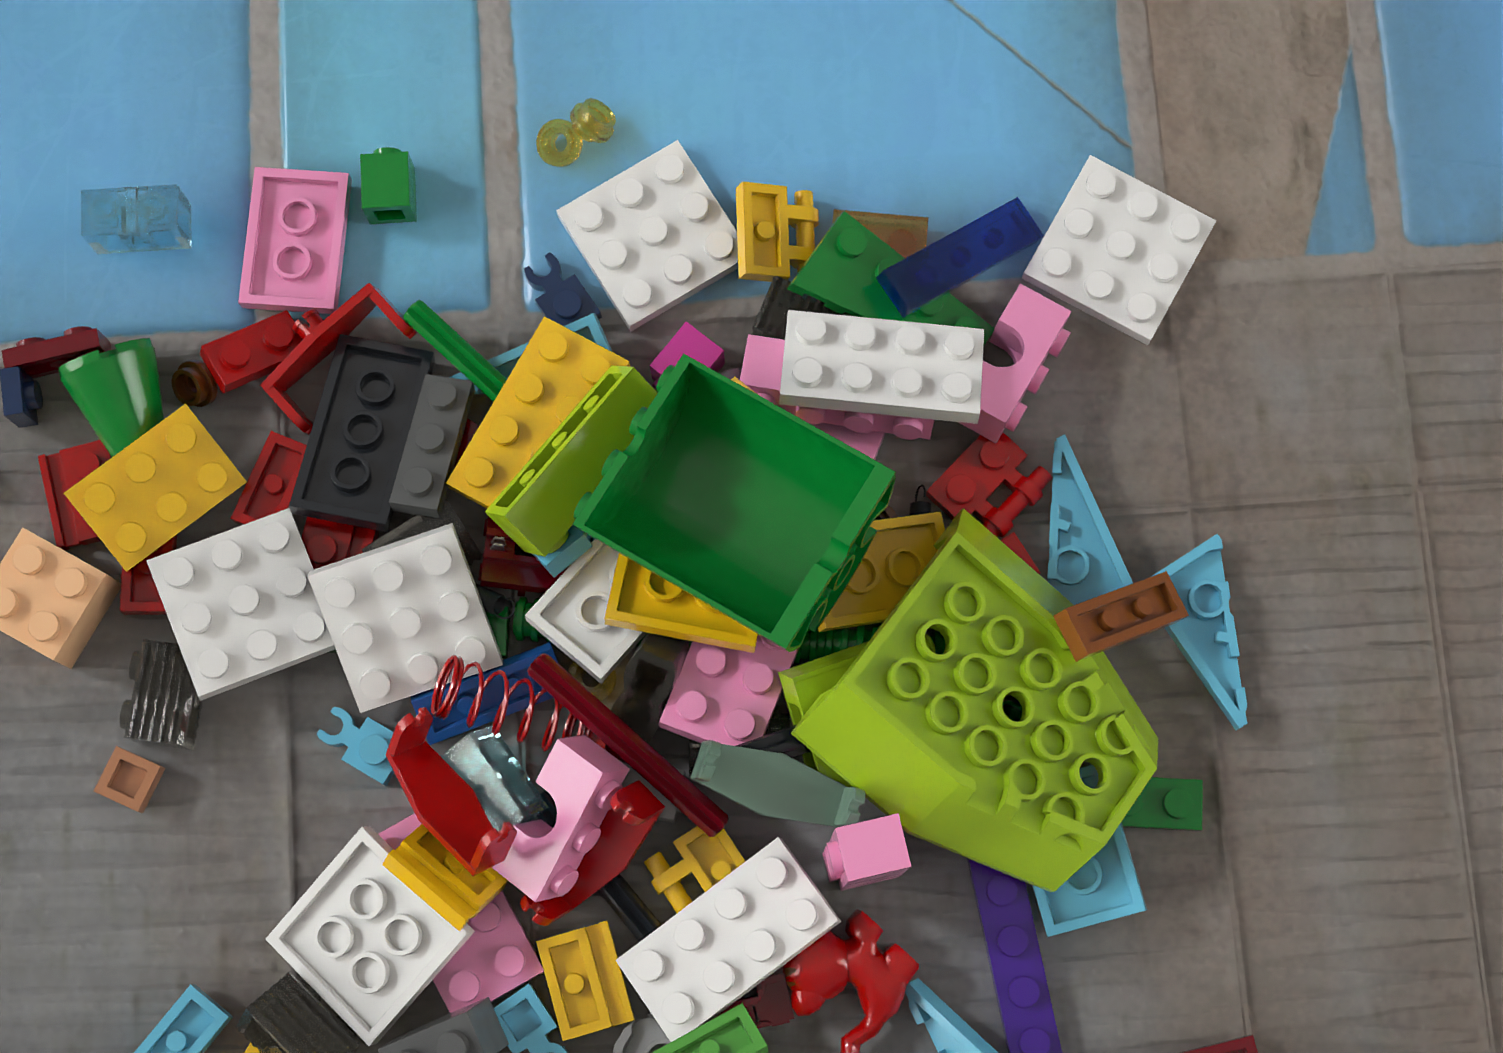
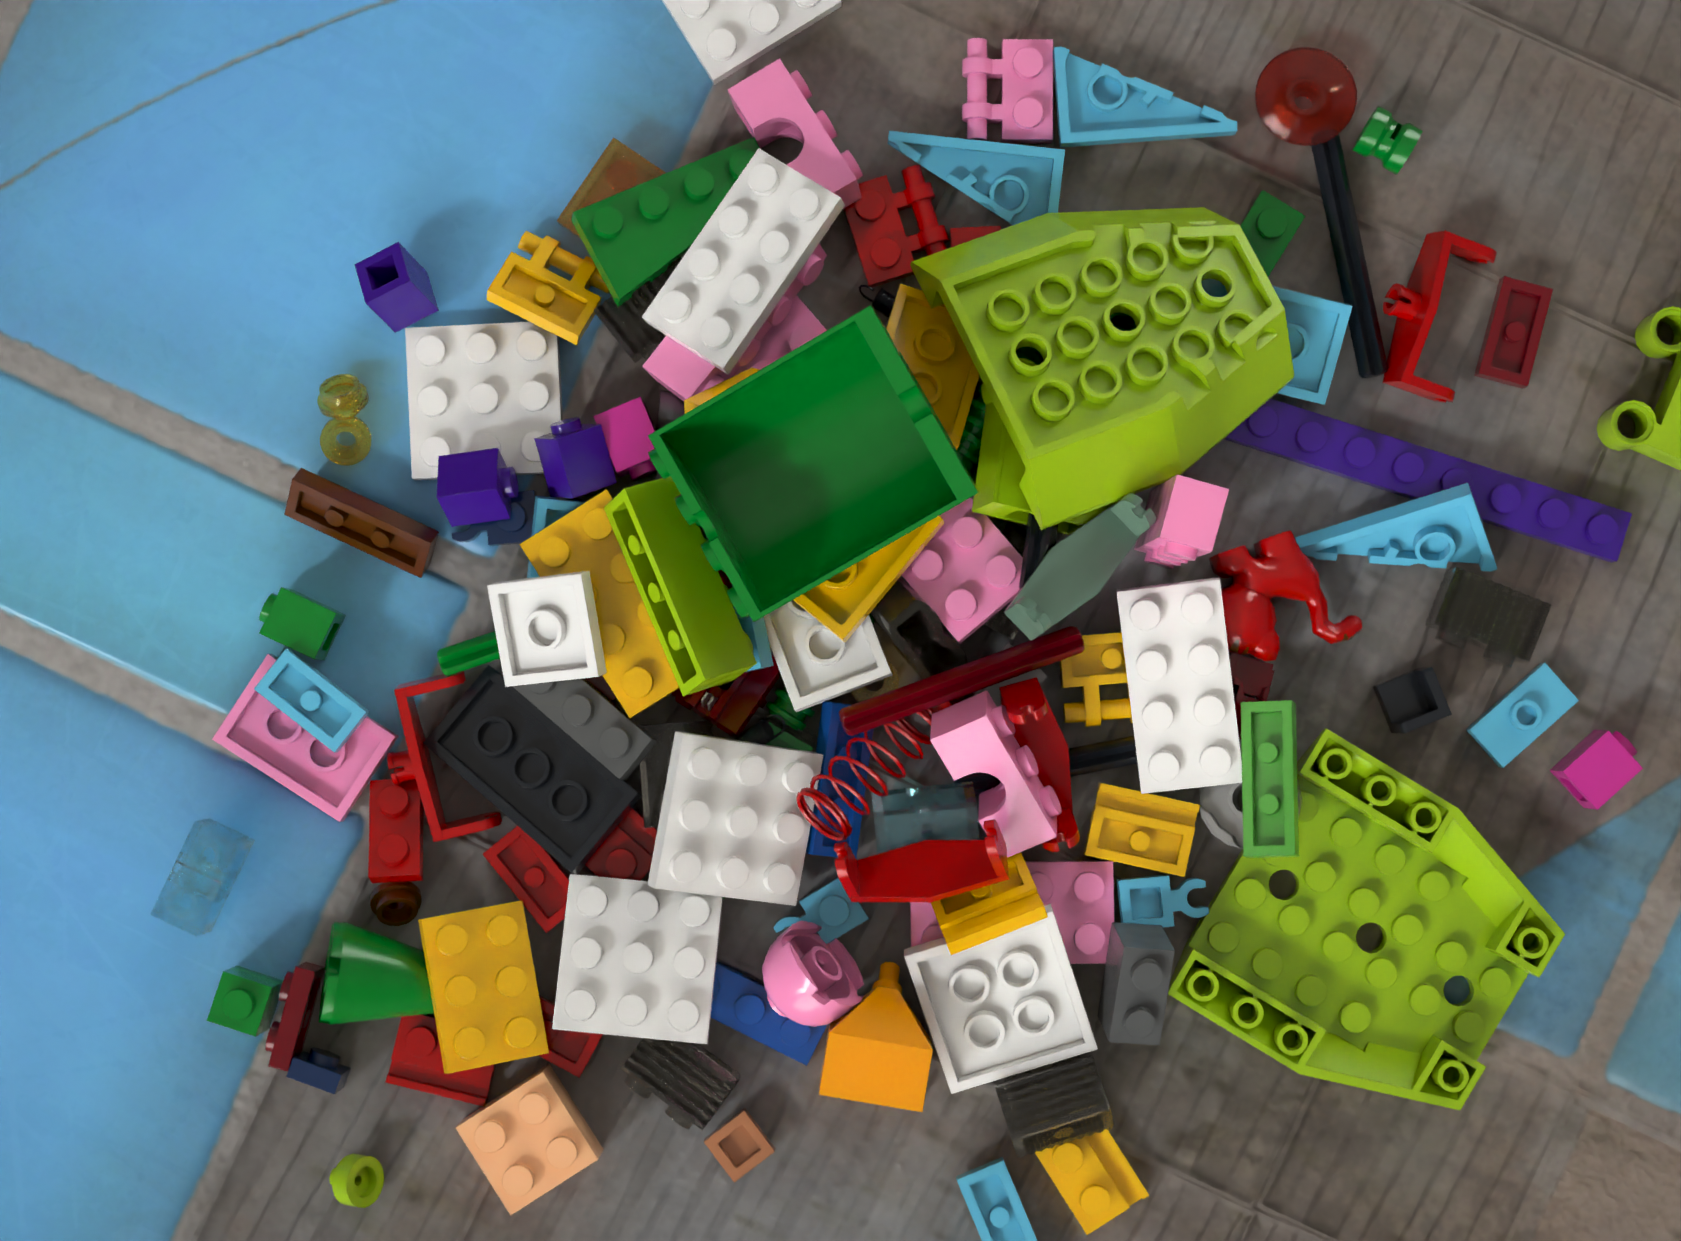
camera: 60 degrees left, 10 degrees up
(48, 305) = (245, 1001): none -> green brick
(255, 740) = (745, 1008): none -> blue plate
(268, 850) = (878, 1050): none -> light orange piece
(303, 757) = (810, 979): none -> bright pink cylinder
(326, 224) = (311, 700): none -> medium azure plate
(483, 373) = (547, 629): none -> white plate
(497, 190) = (361, 522): none -> reddish brown plate
(574, 259) = (475, 487): none -> dark purple brick
(643, 326) = (575, 458): none -> dark purple brick
(705, 112) = (396, 287): none -> dark purple brick
(959, 257) = (672, 130): clear blue tile -> none
(1120, 616) = (1089, 177): dark orange plate -> none
(1166, 533) = (1025, 90): none -> bright pink plate
(1177, 971) = (1417, 307): none -> red piece
(1191, 888) = (1350, 258): none -> black axle
(1309, 864) = (1387, 140): none -> green wheel
(1321, 757) = (1312, 75): none -> clear red dish

